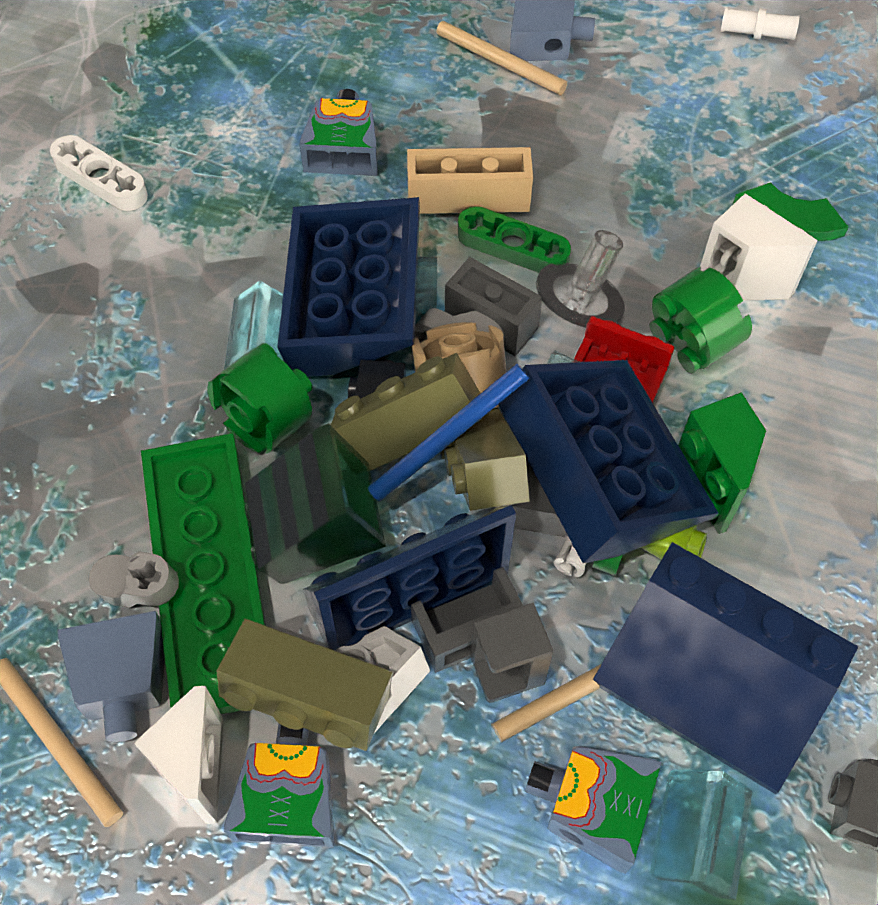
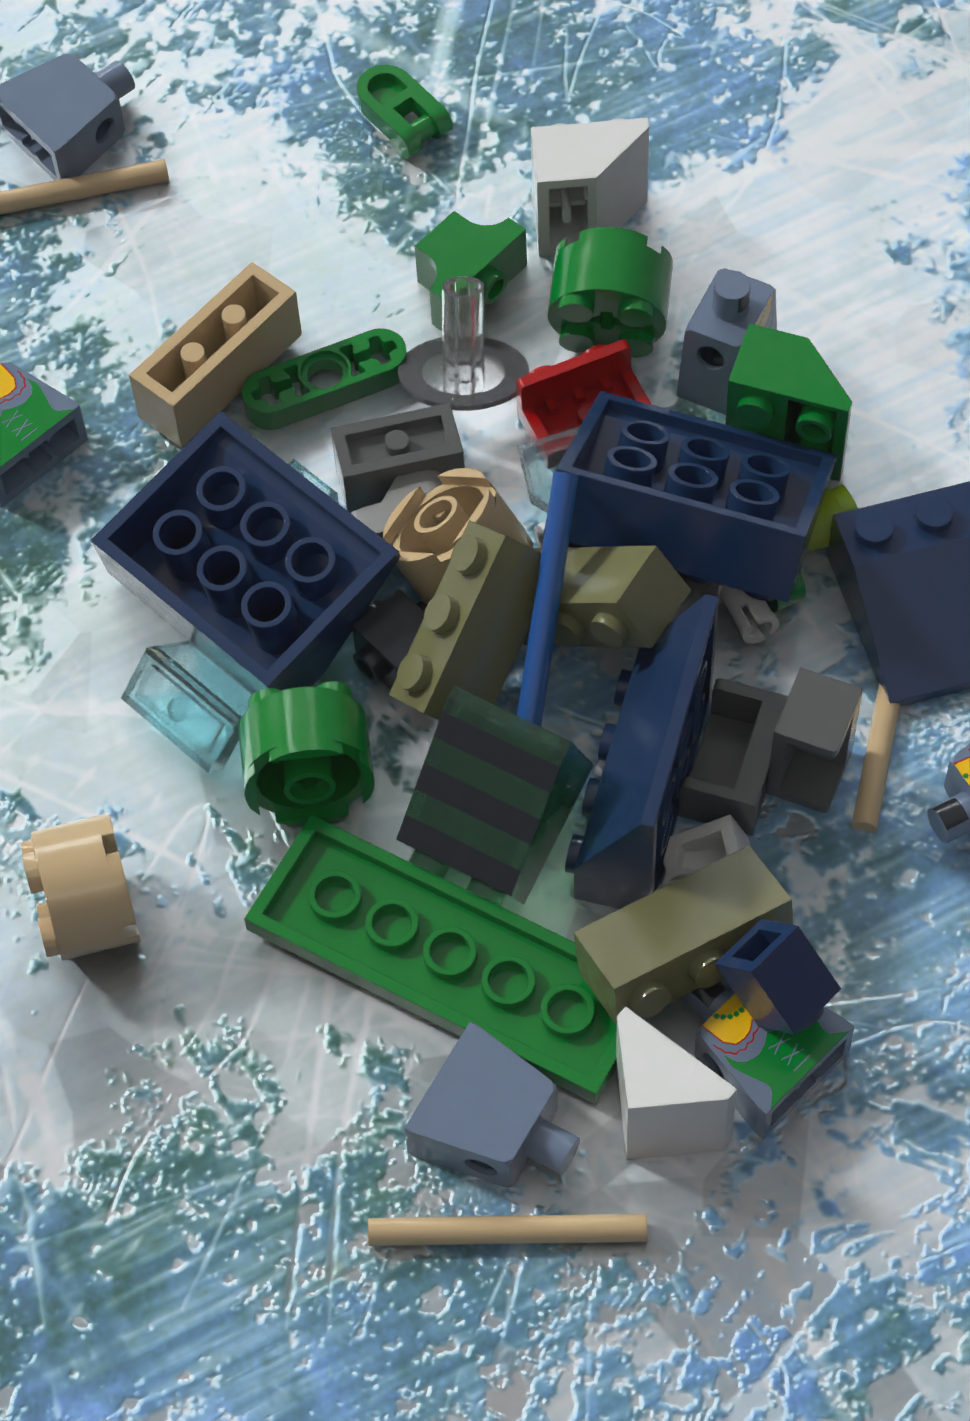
camera: 45 degrees left, 0 degrees up
(86, 360) = (83, 888): none -> tan brick
(133, 580) = (402, 1027): light grey piece -> none
(305, 762) = (778, 977): none -> dark blue brick
(651, 246) = (473, 250): none -> green brick
(709, 137) = (388, 96): none -> green plate
(753, 376) = (721, 325): none -> sand blue torso
(814, 217) = (577, 98): green tile -> none

